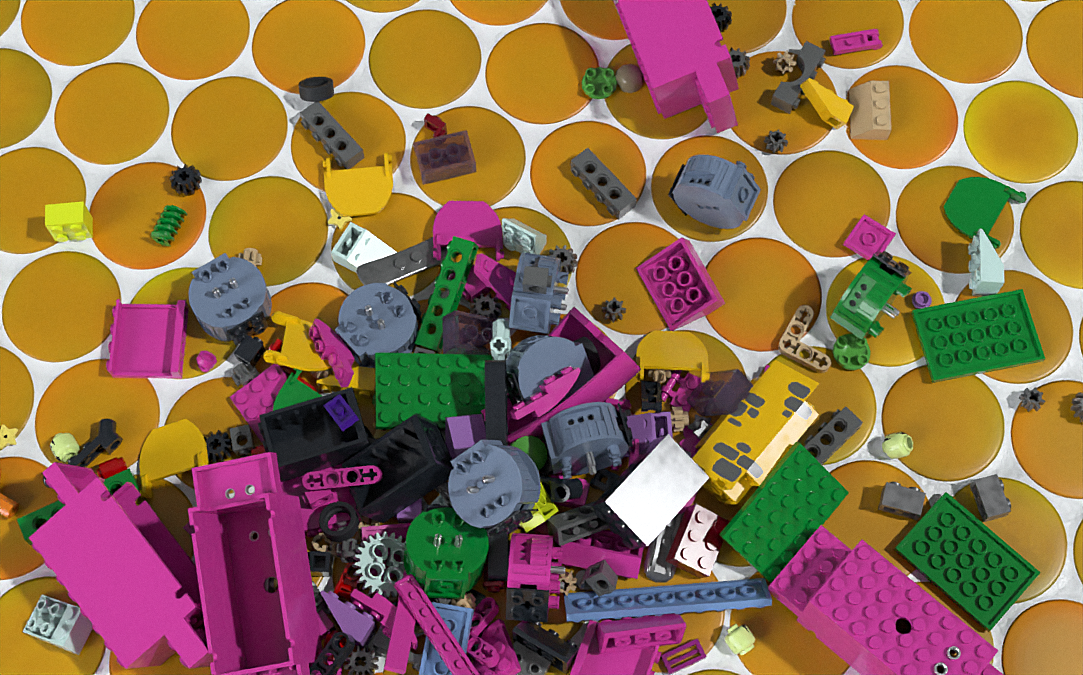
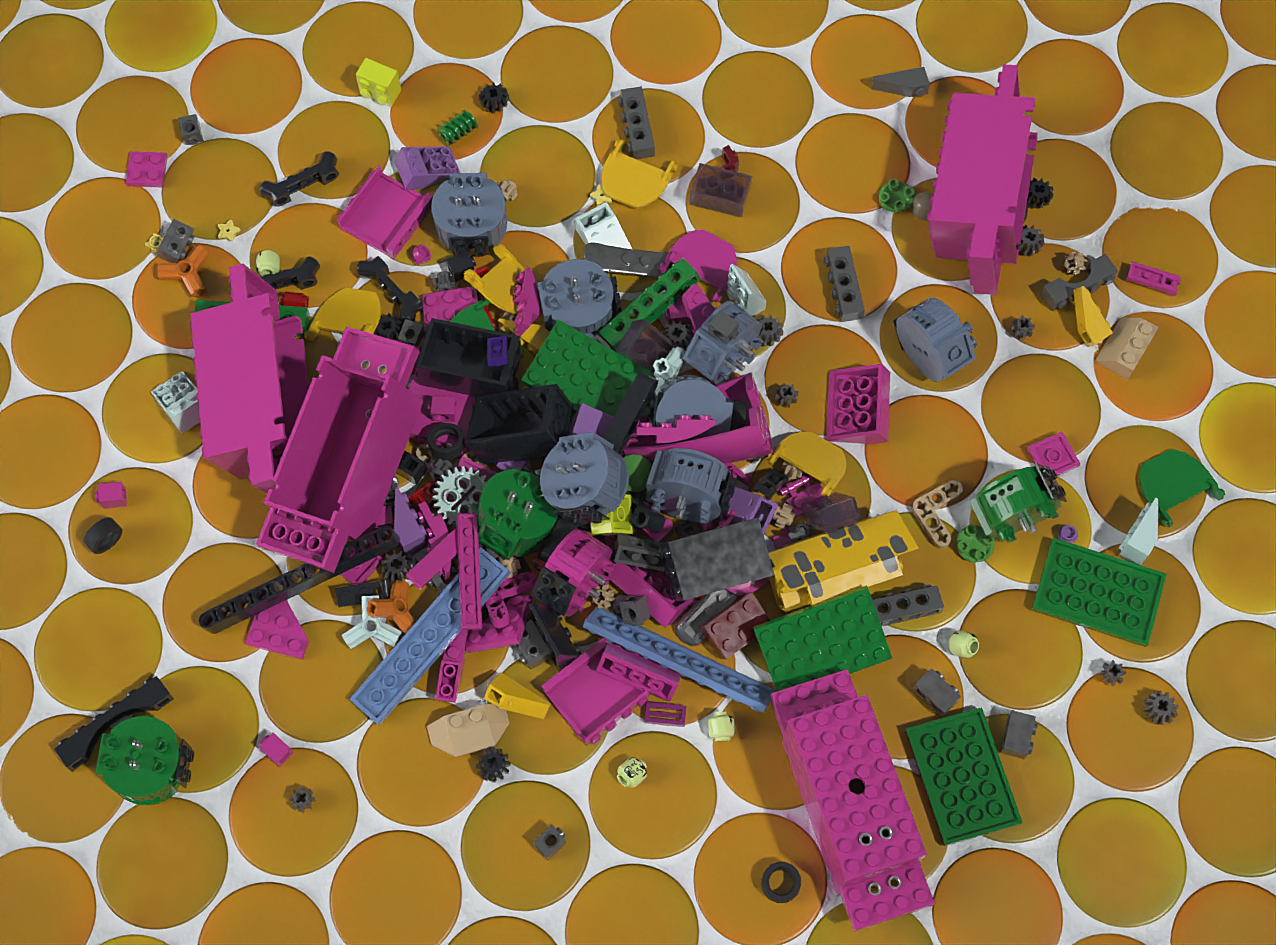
camera: 30 degrees right, 0 degrees up
(36, 373) = (281, 191): none -> black plate
(160, 276) = (425, 166): none -> medium lavender slope
(175, 396) = (379, 270): none -> black plate
(316, 89) = (647, 76): black tyre -> none
(342, 477) = (469, 402): dark pink beam -> none

